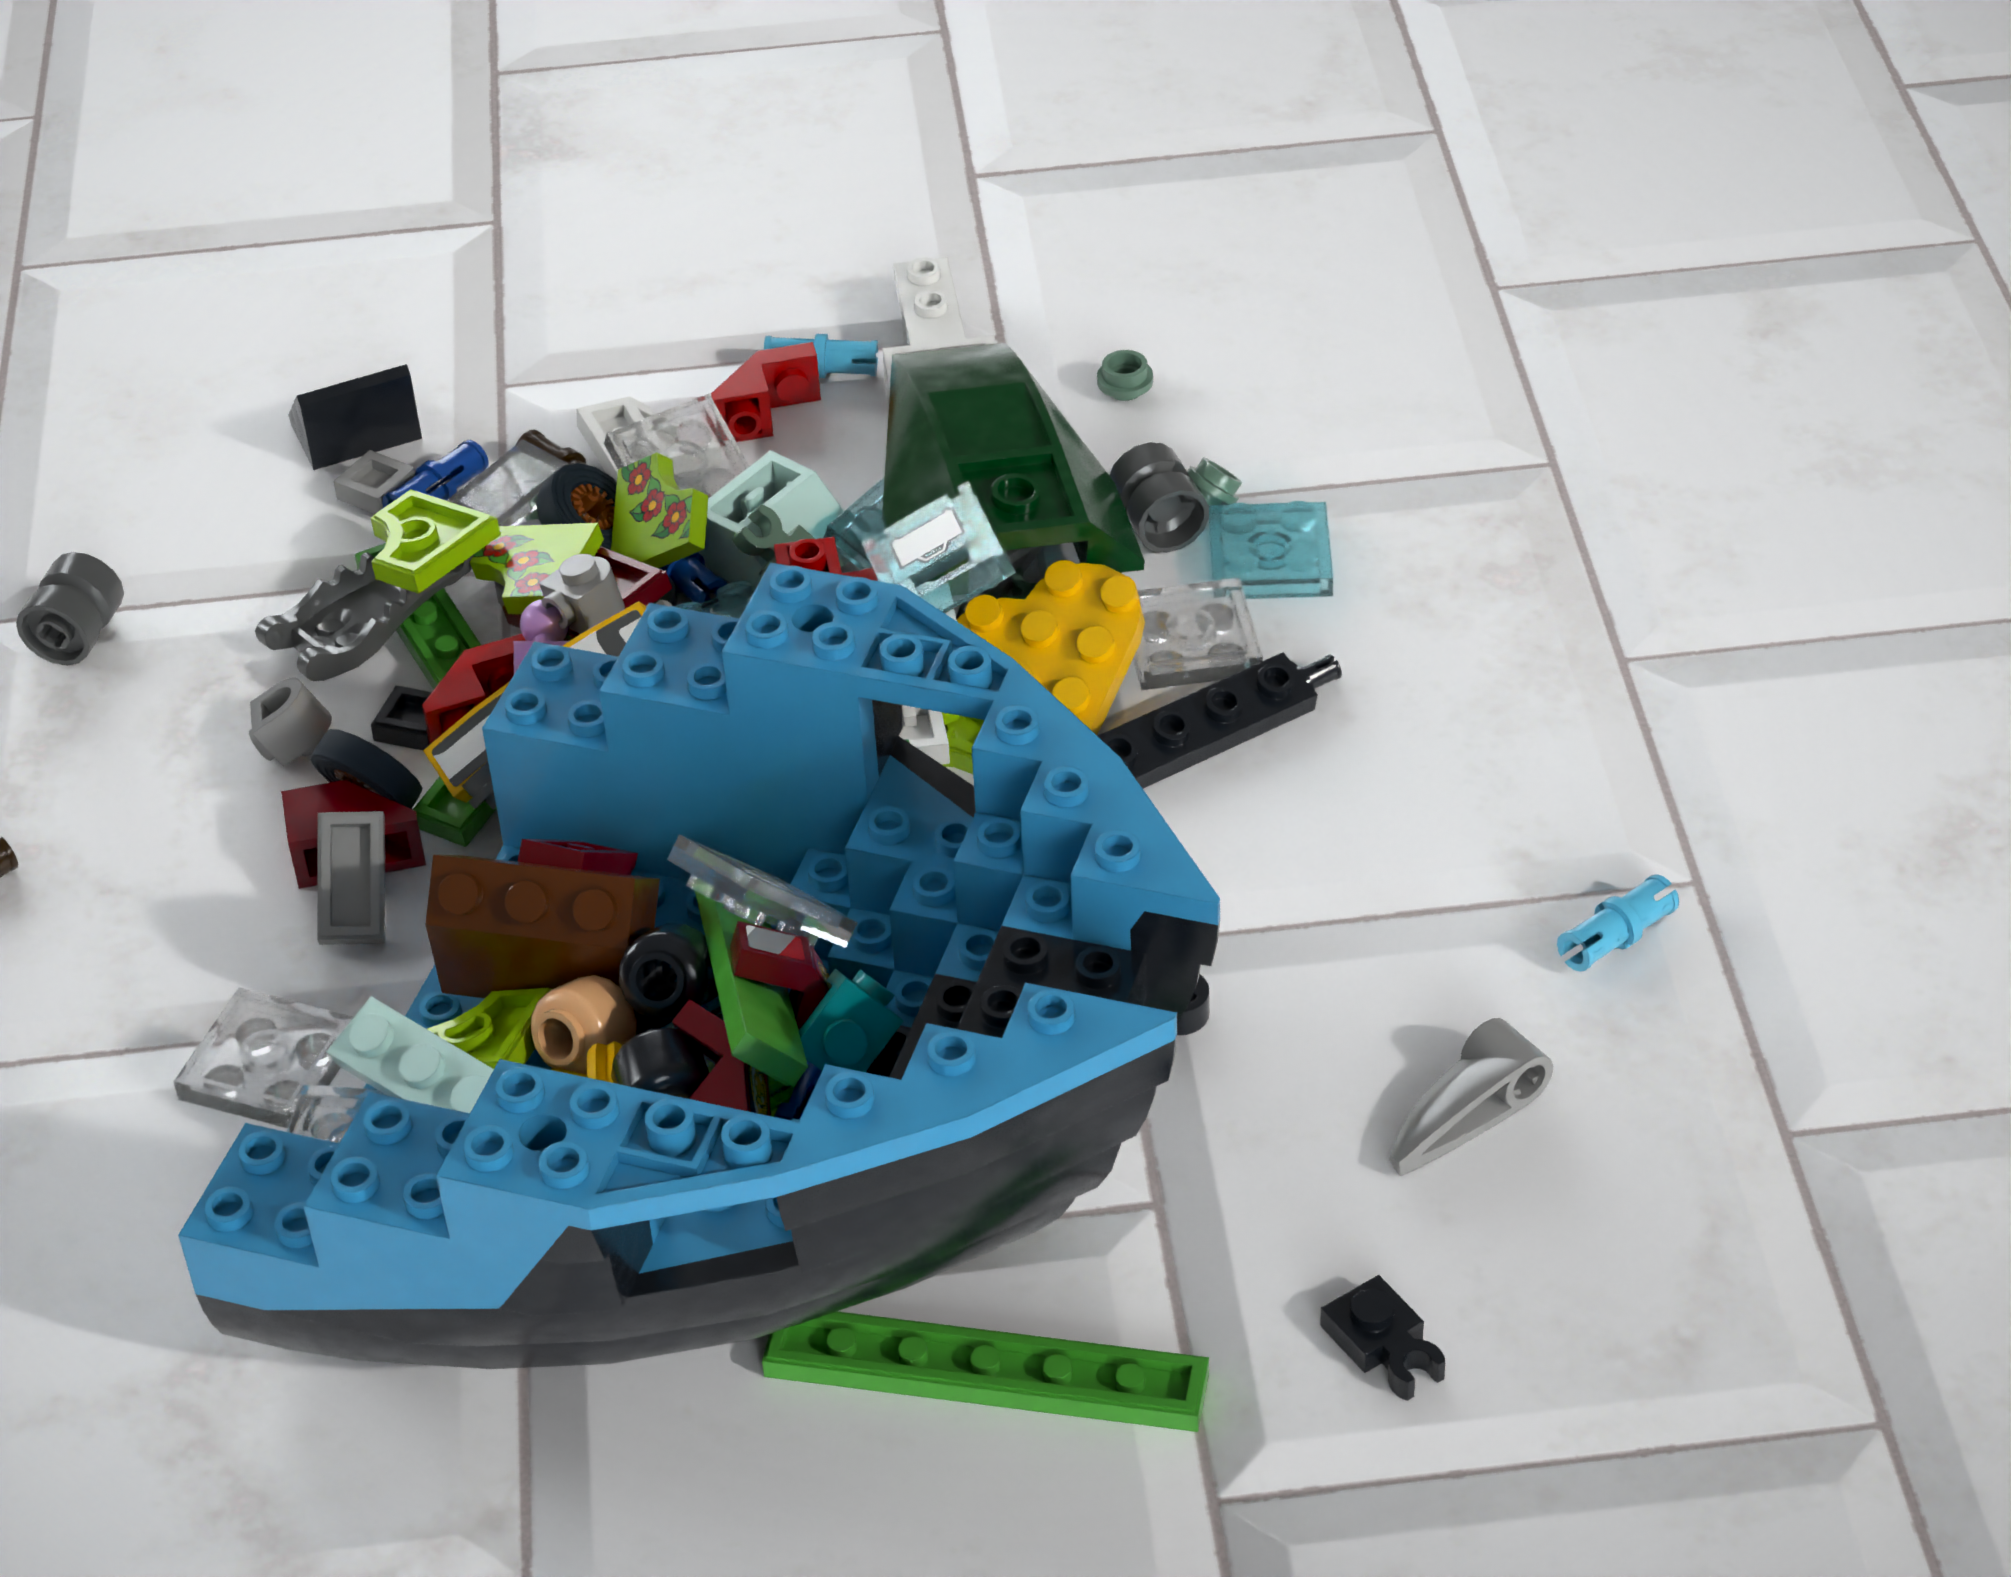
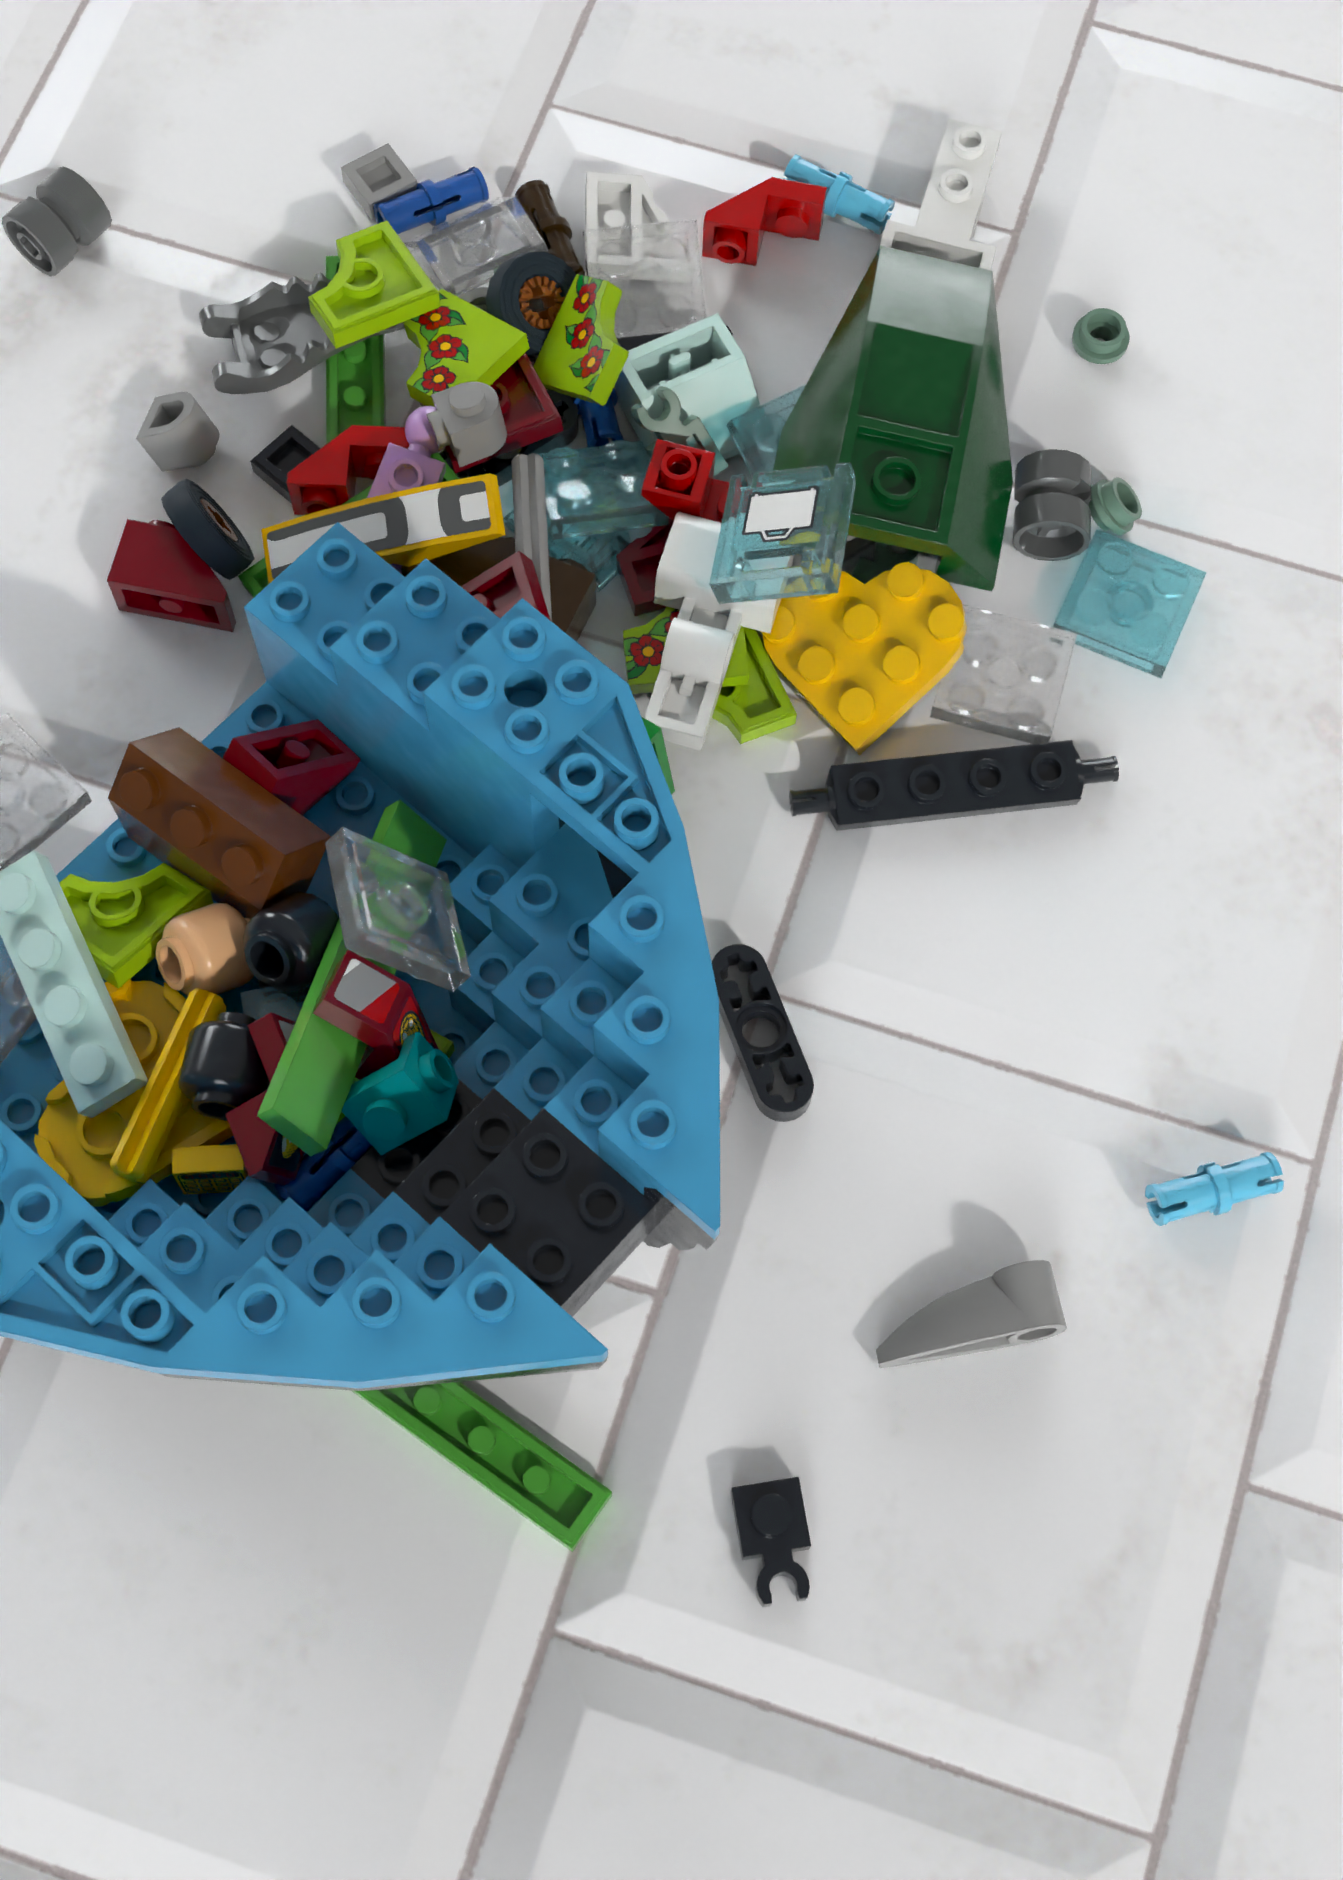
camera: 20 degrees right, 25 degrees up
(351, 878) = (147, 636): light grey tile -> none
(356, 417) = (395, 99): black slope -> none

